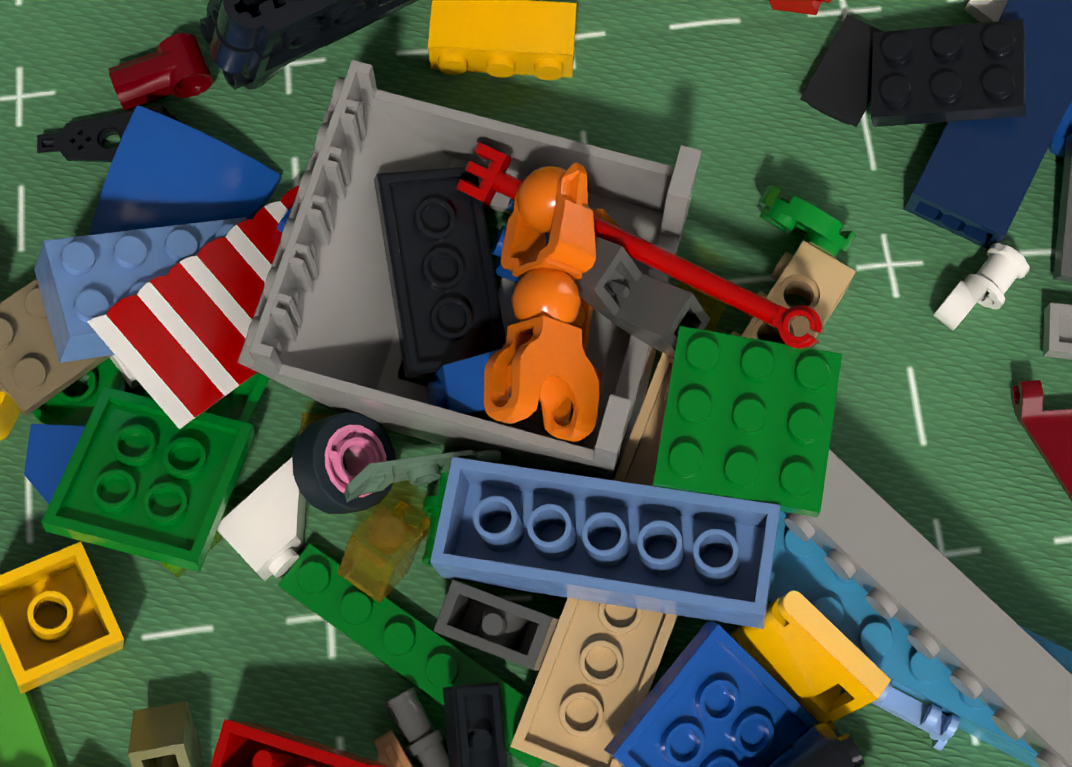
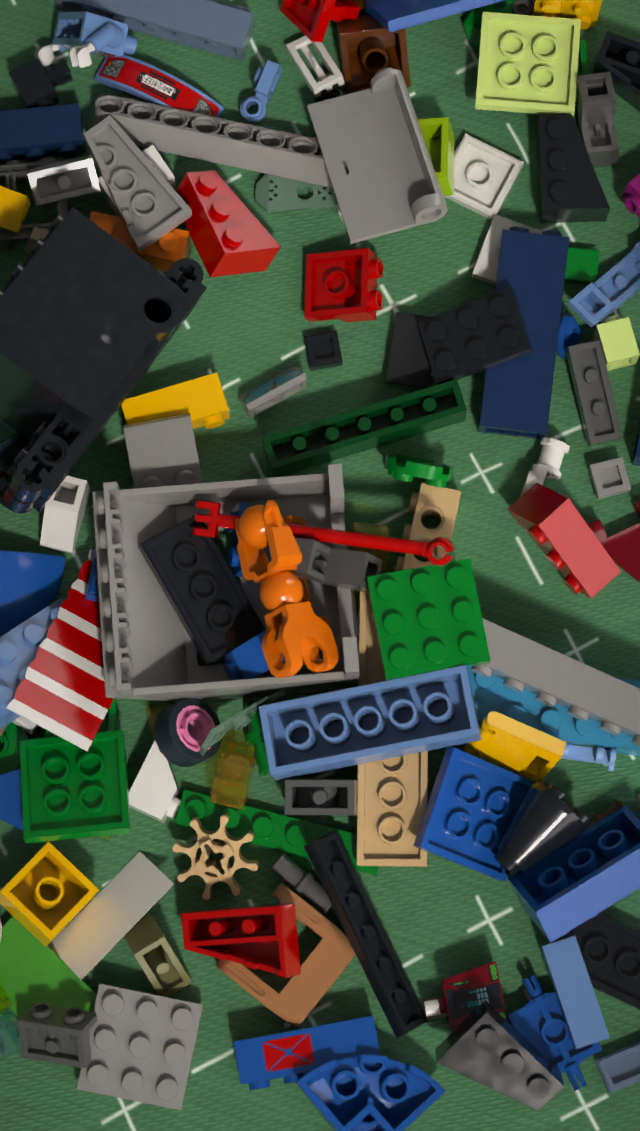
camera: 20 degrees left, 5 degrees up
(131, 684) = (110, 915): none -> white sticker
(296, 112) = (65, 514): none -> white slope
(310, 675) = (213, 870): none -> tan gear
(463, 70) = (163, 452): none -> light grey slope
(644, 62) = (273, 391): none -> light grey slope
(730, 33) = (323, 350): none -> black tile
(761, 142) = (364, 428): none -> dark green brick
(984, 389) = (565, 539): none -> wedge

